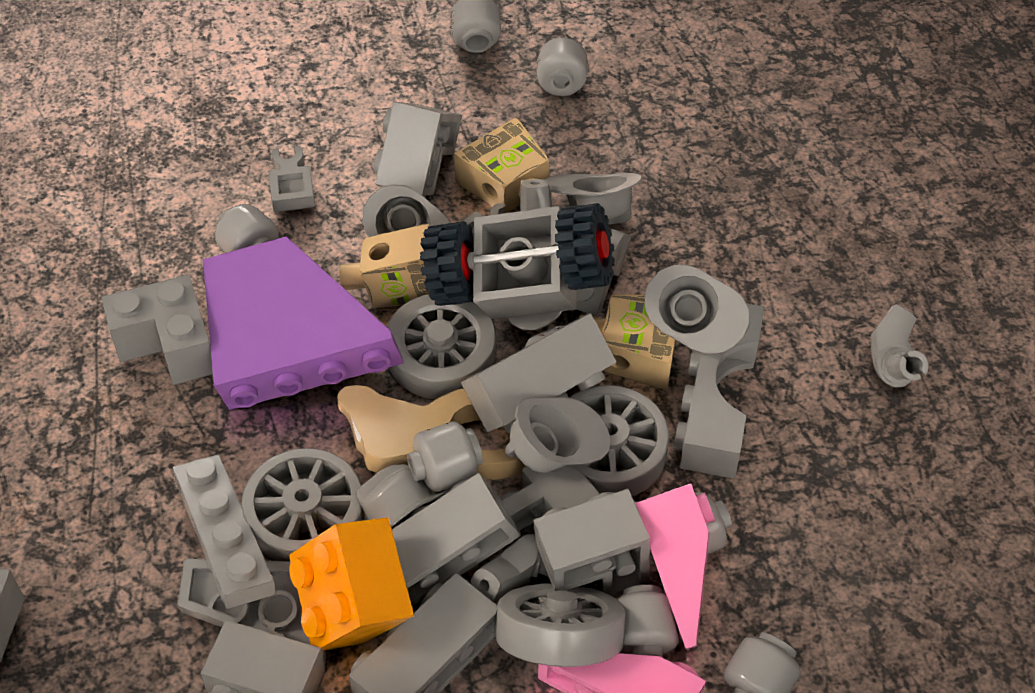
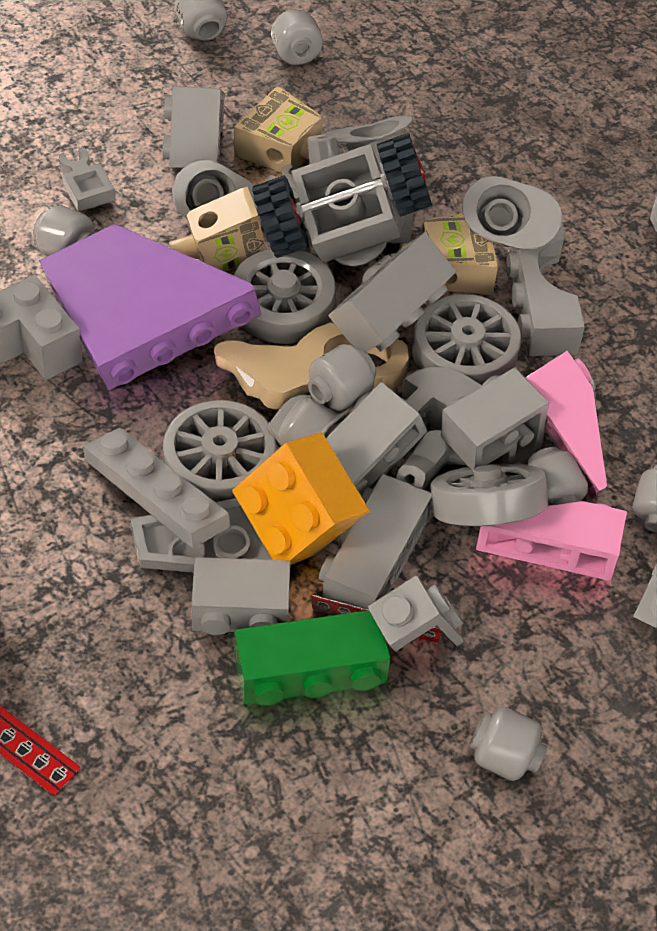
camera: 20 degrees left, 0 degrees up
(556, 434) = (428, 341): light grey piece -> none

